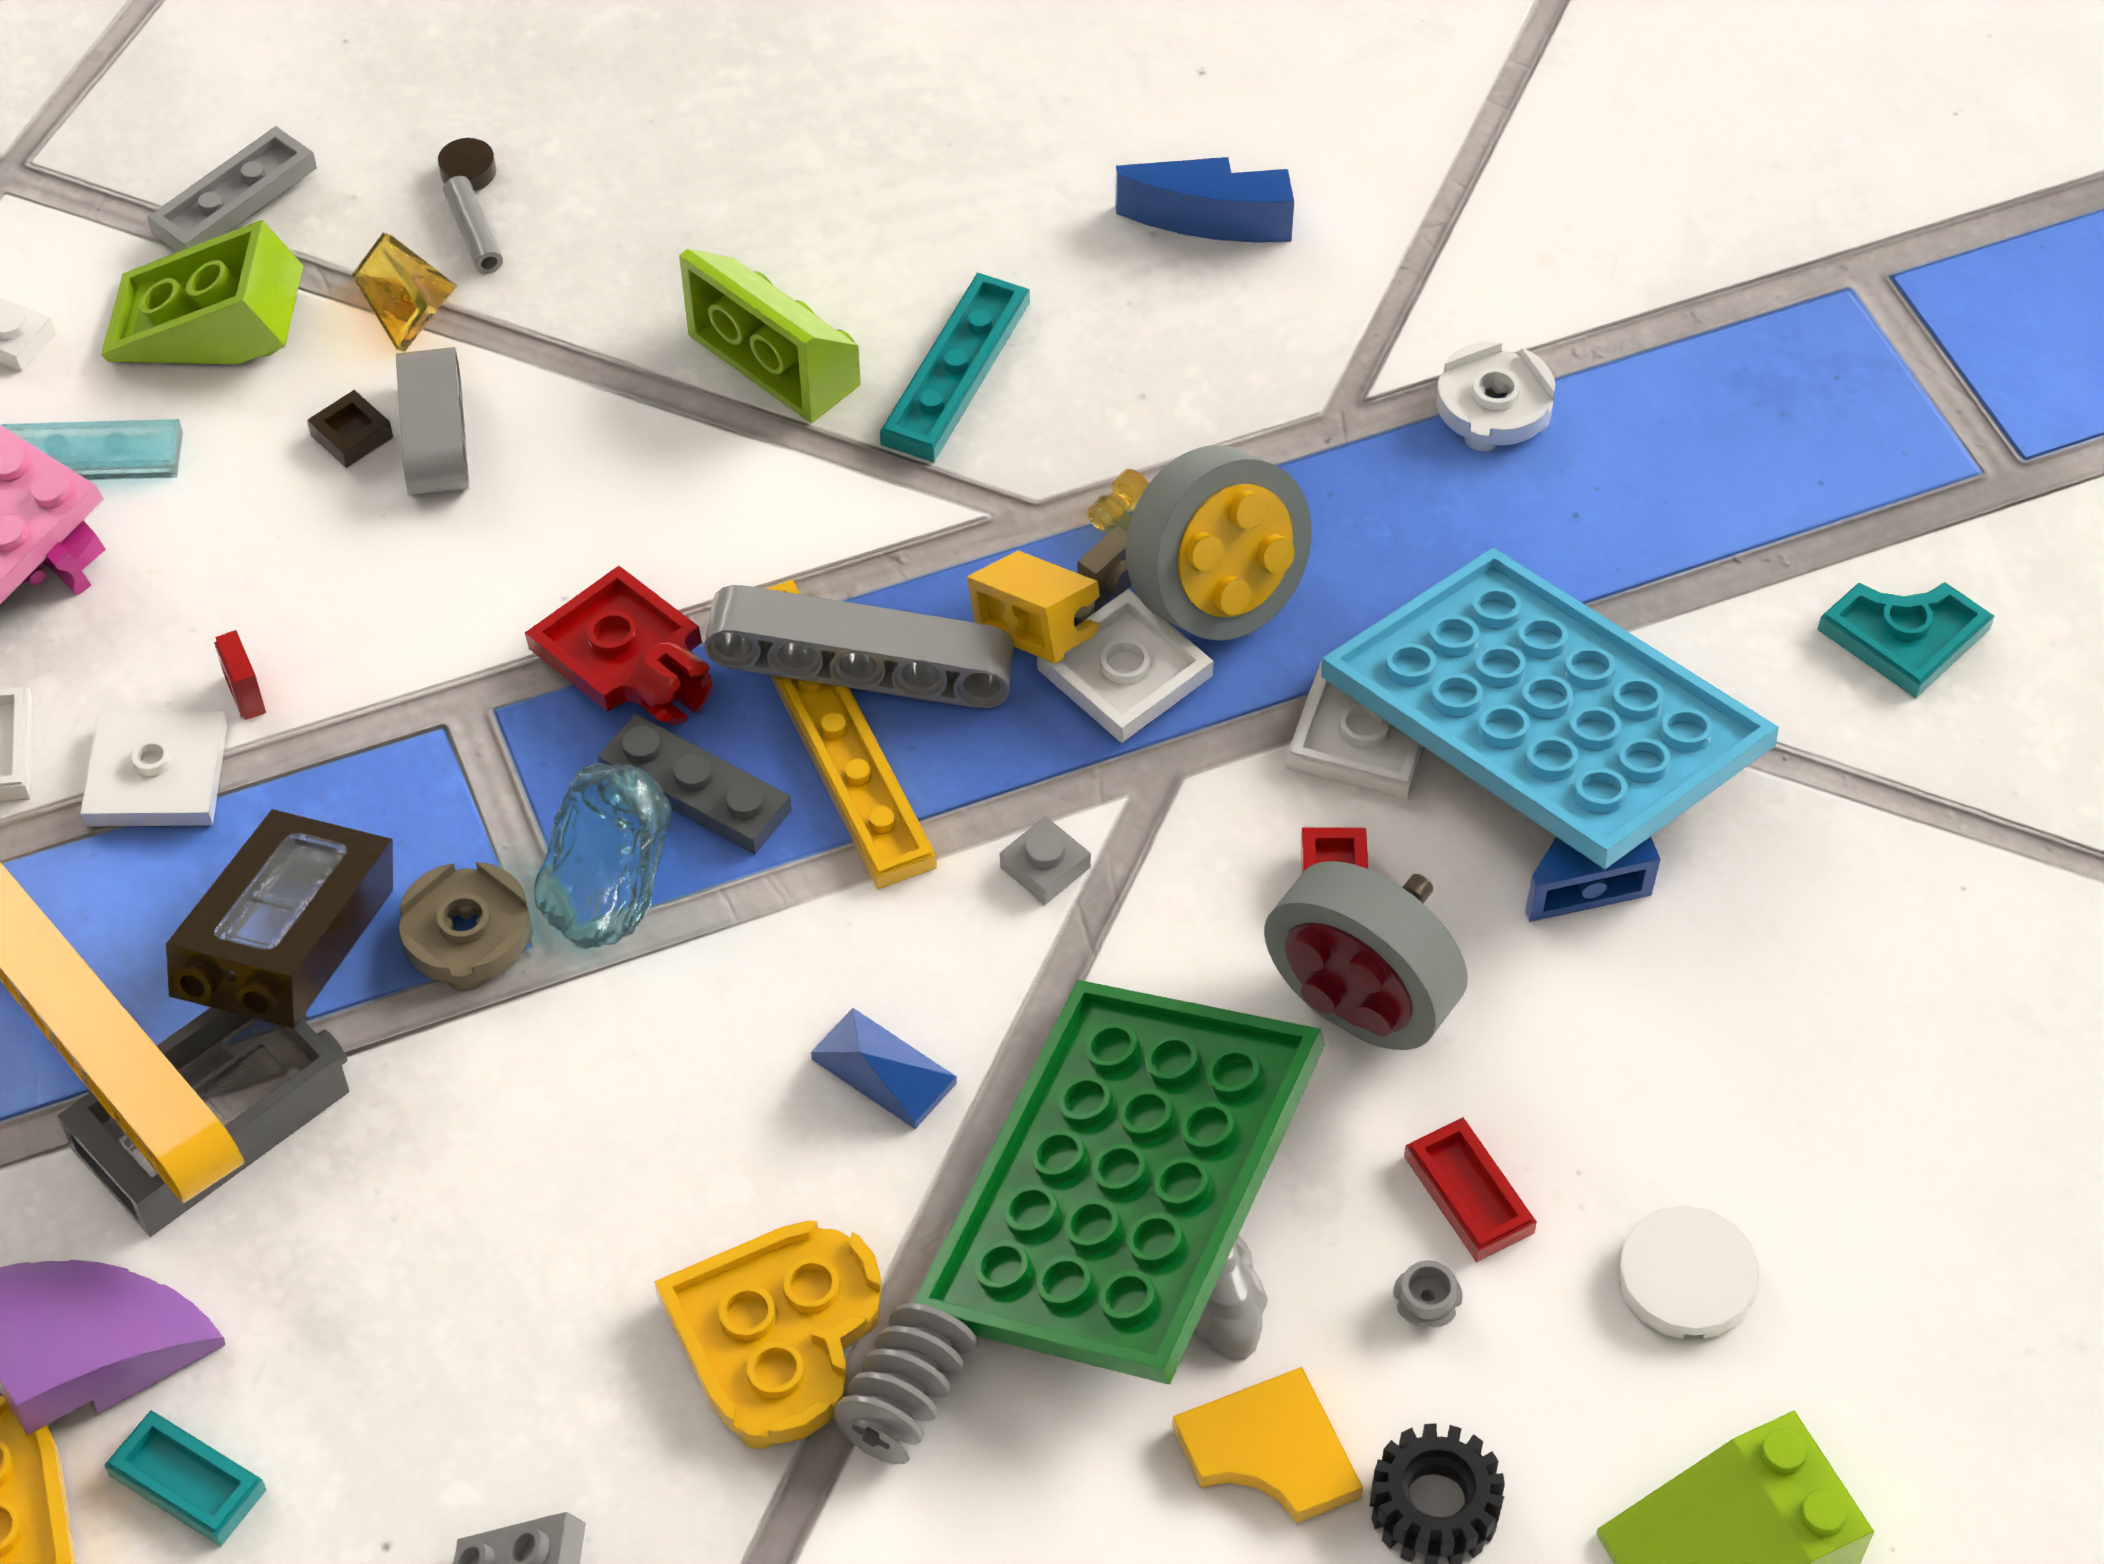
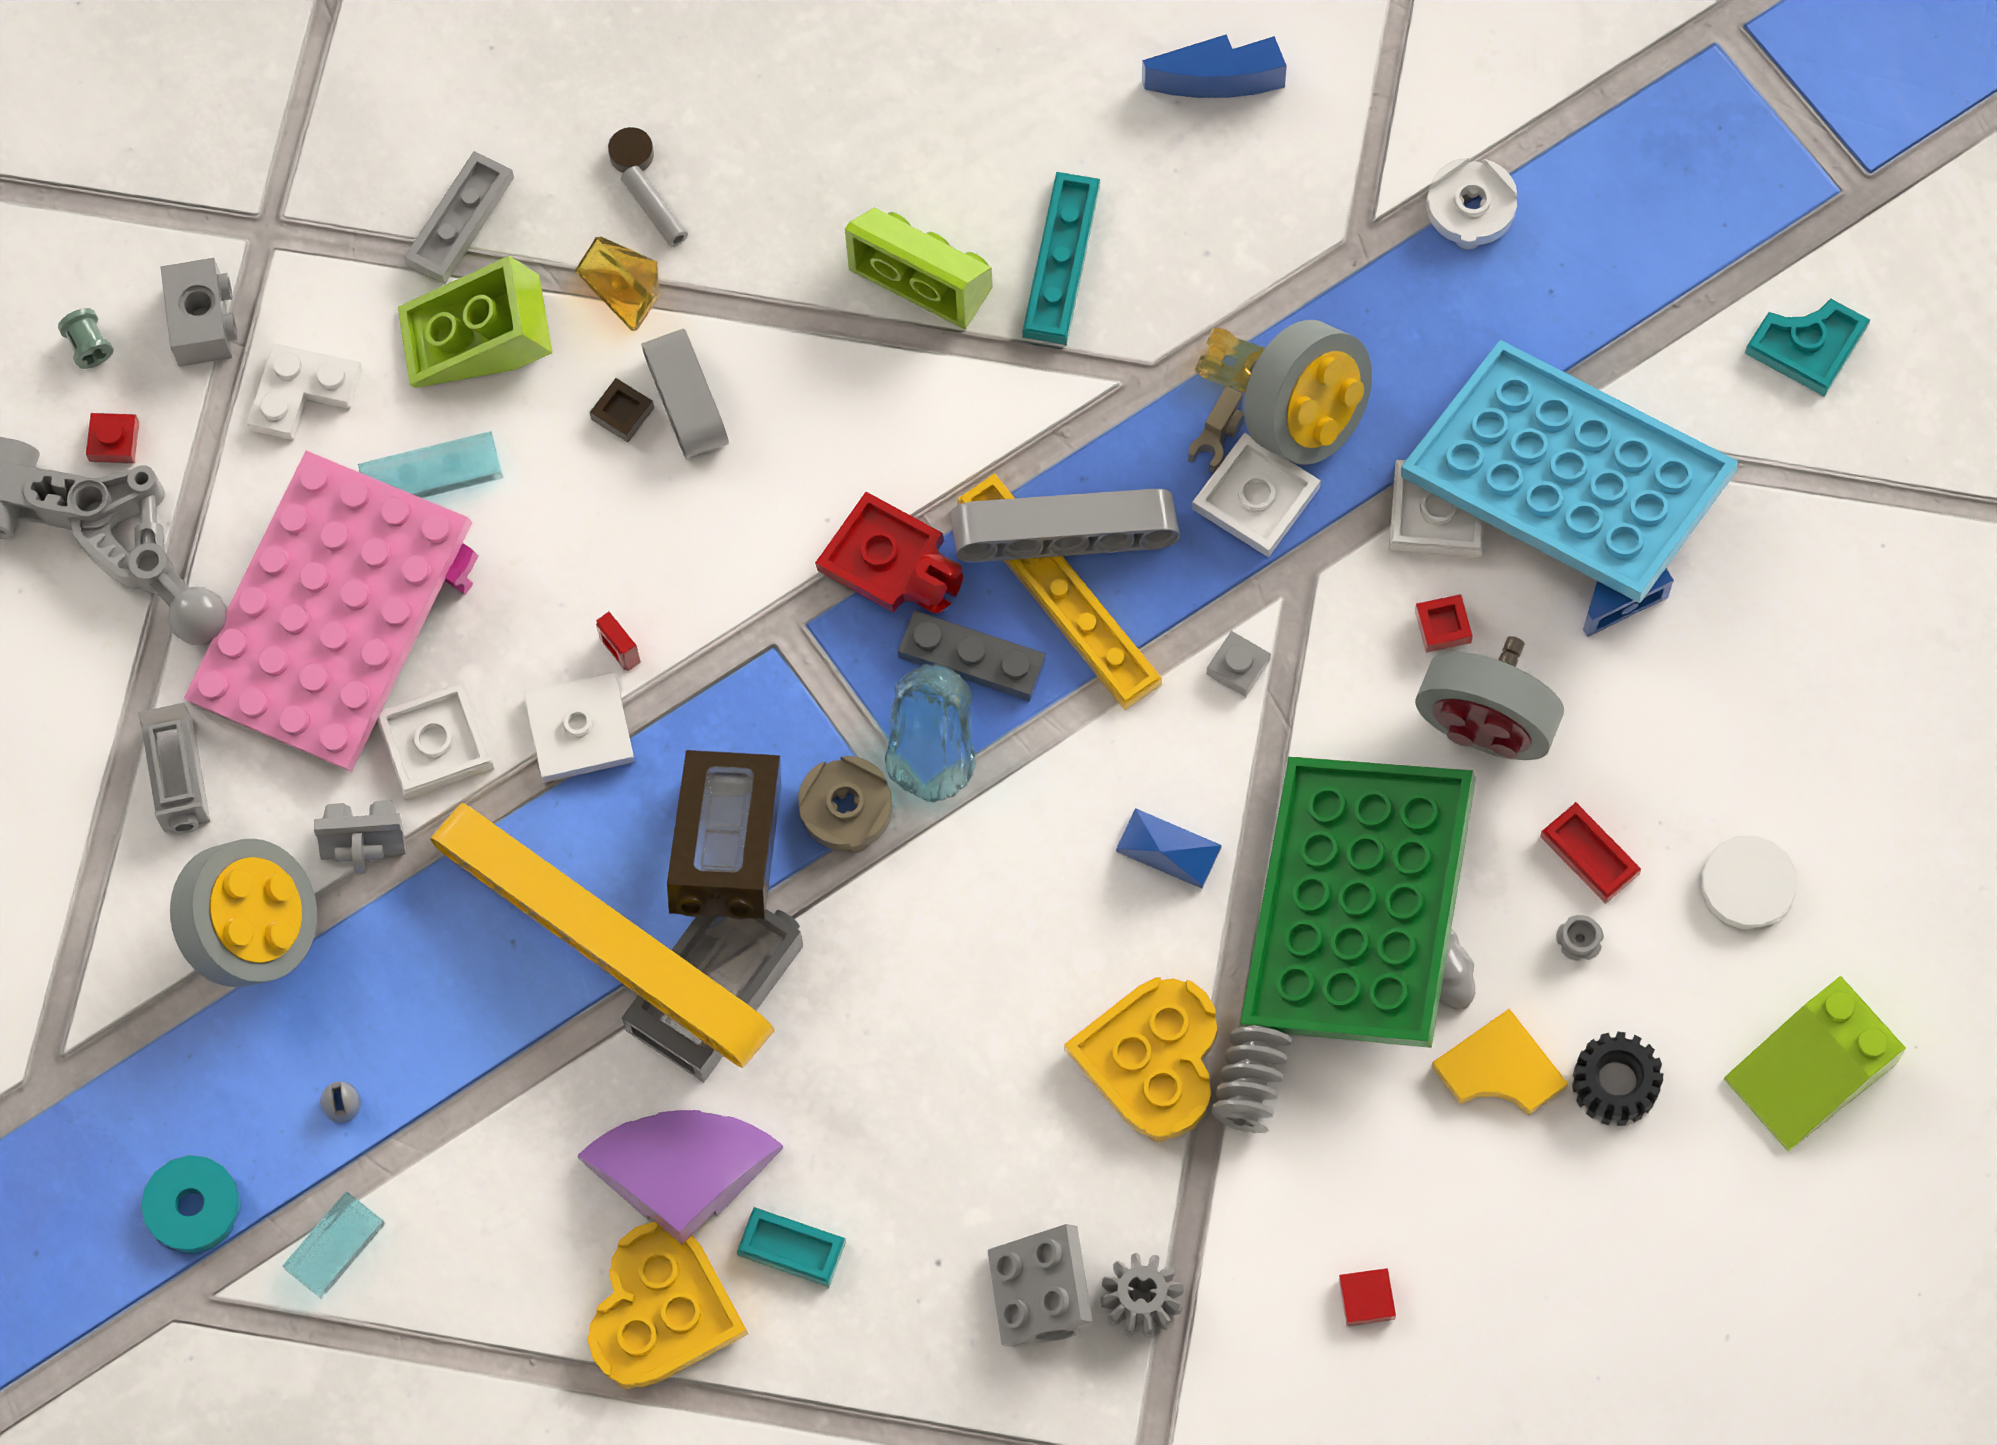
camera: 10 degrees left, 15 degrees up
(1034, 603) = (1181, 463): yellow hinge -> none

